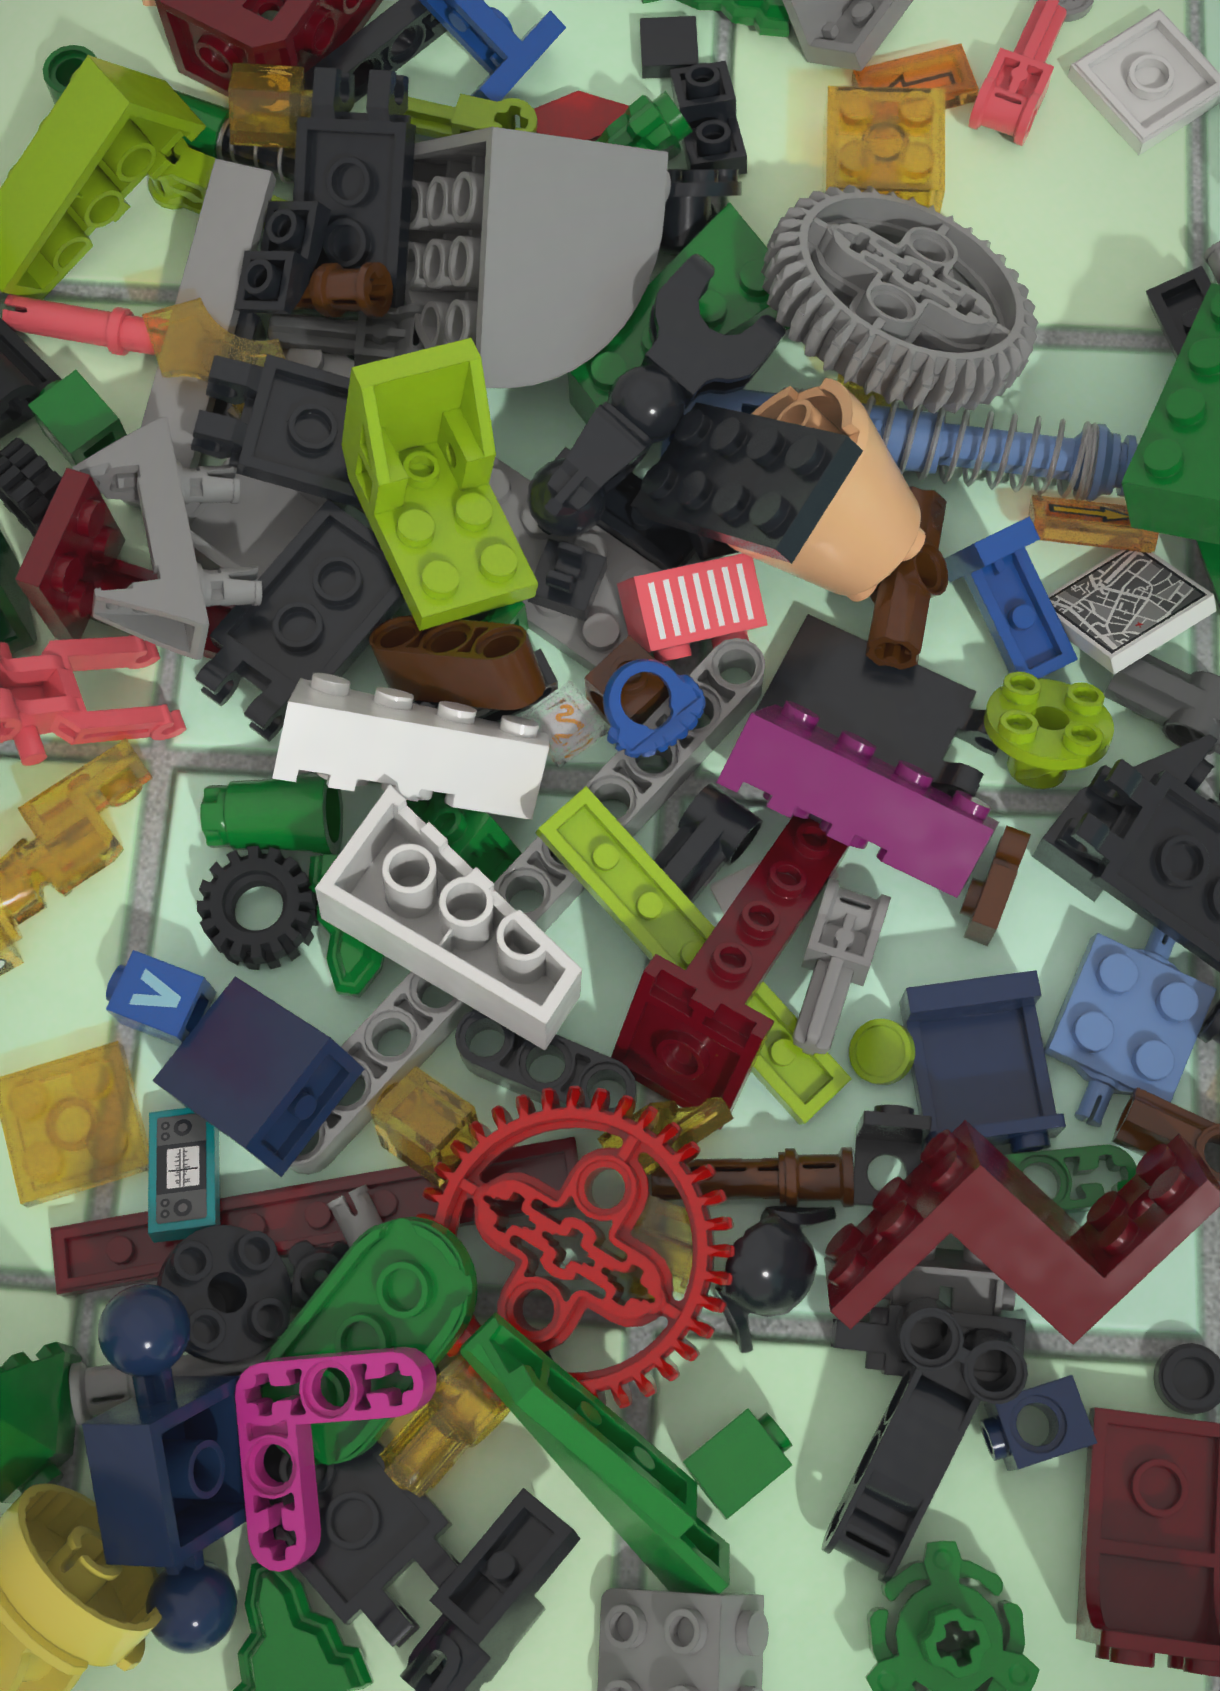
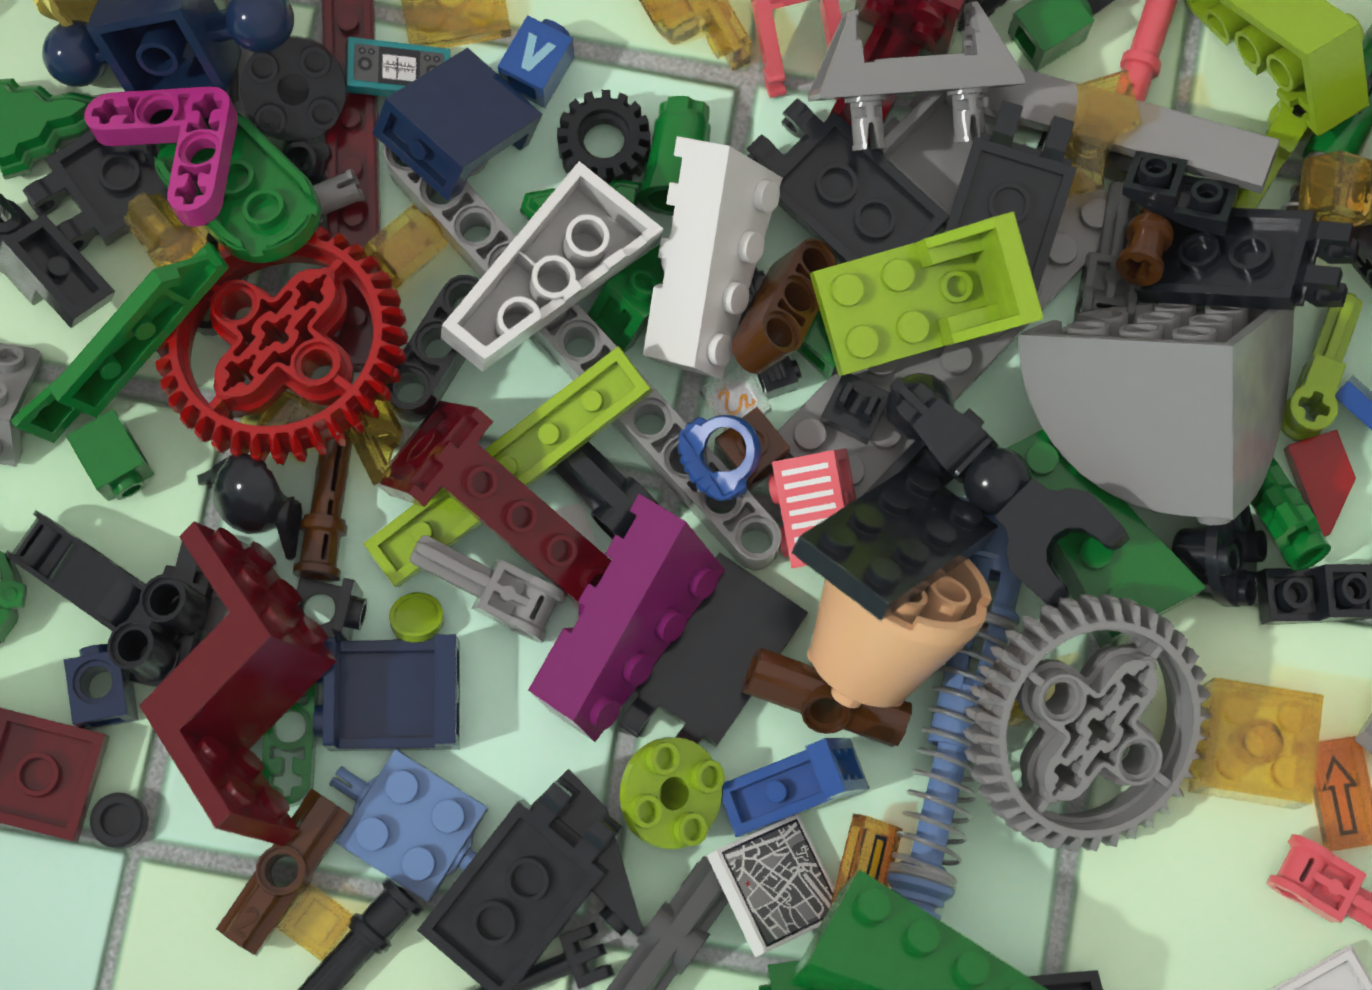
camera: 90 degrees right, 5 degrees up
(988, 898) = (530, 722): reddish brown plate -> none

